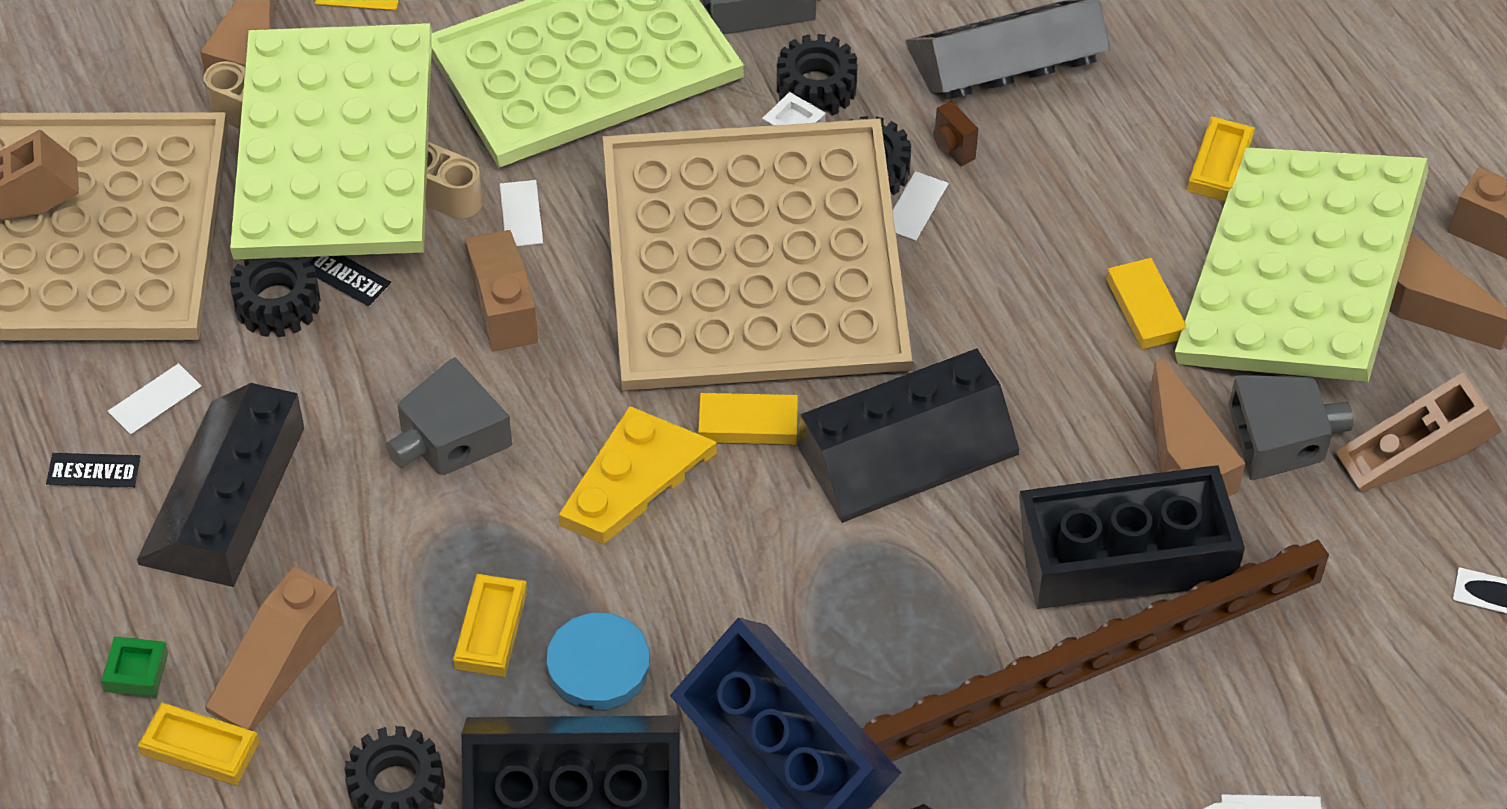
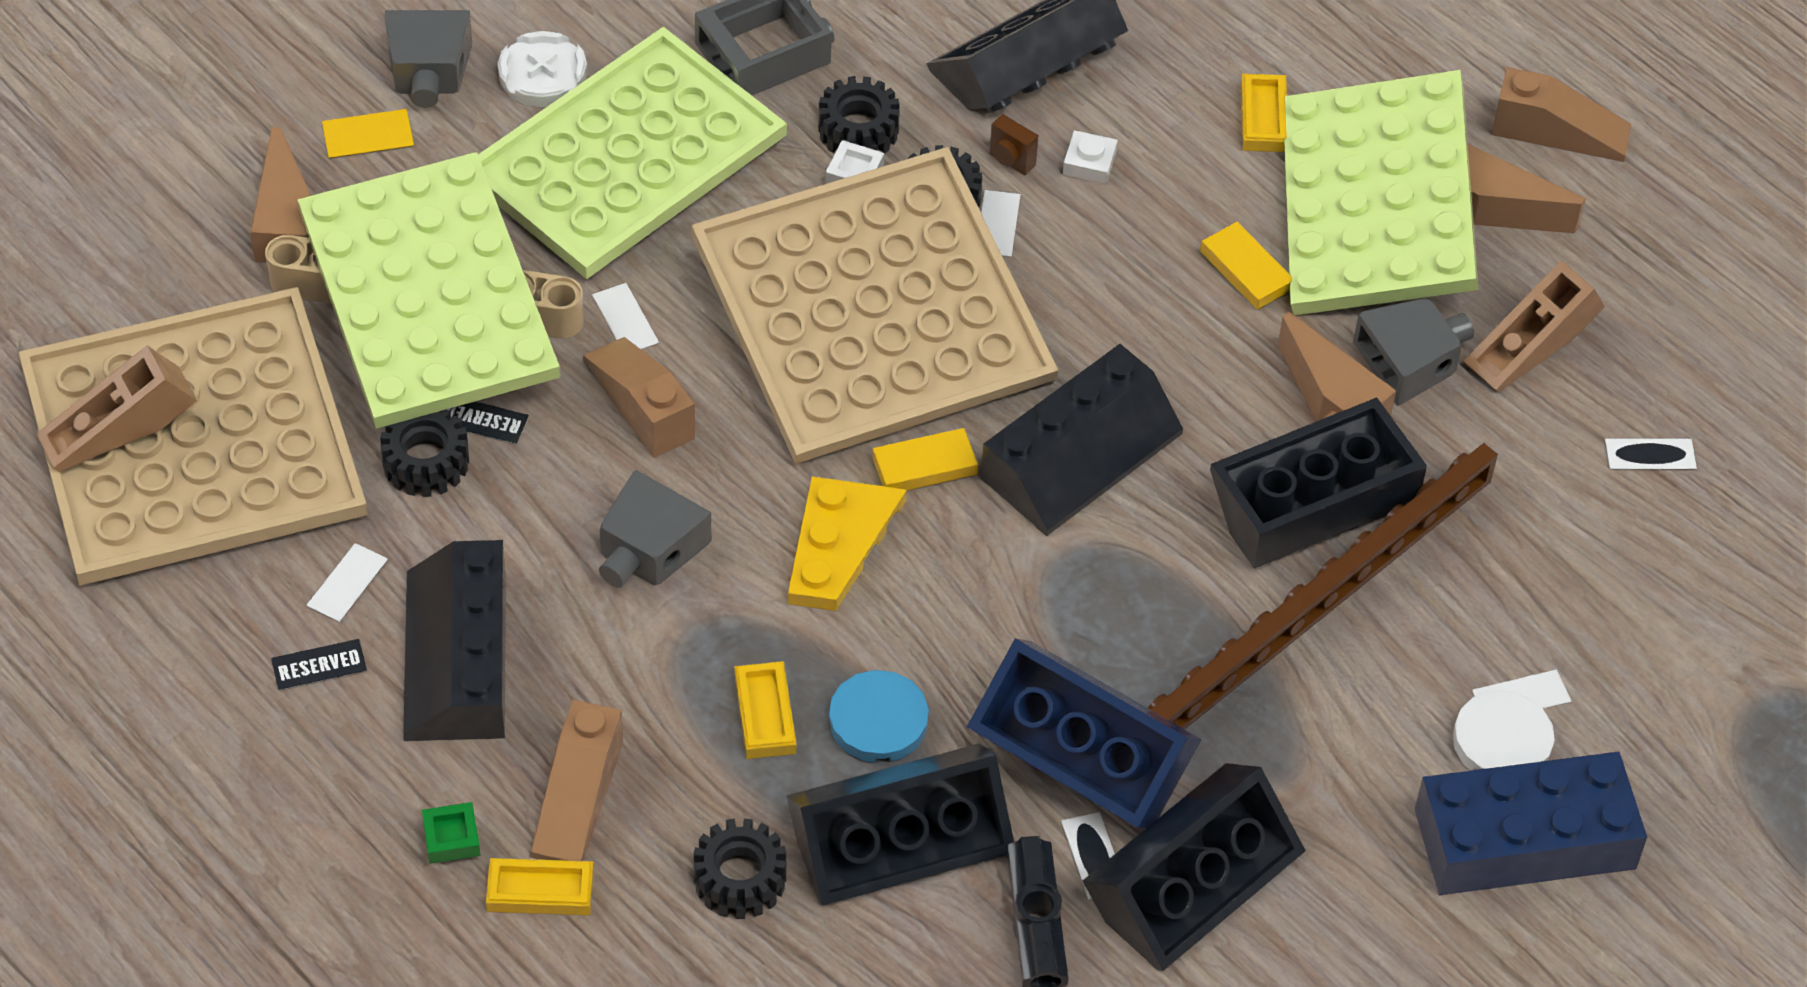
camera: 20 degrees left, 0 degrees up
(1029, 163) = (1090, 157): none -> white plate

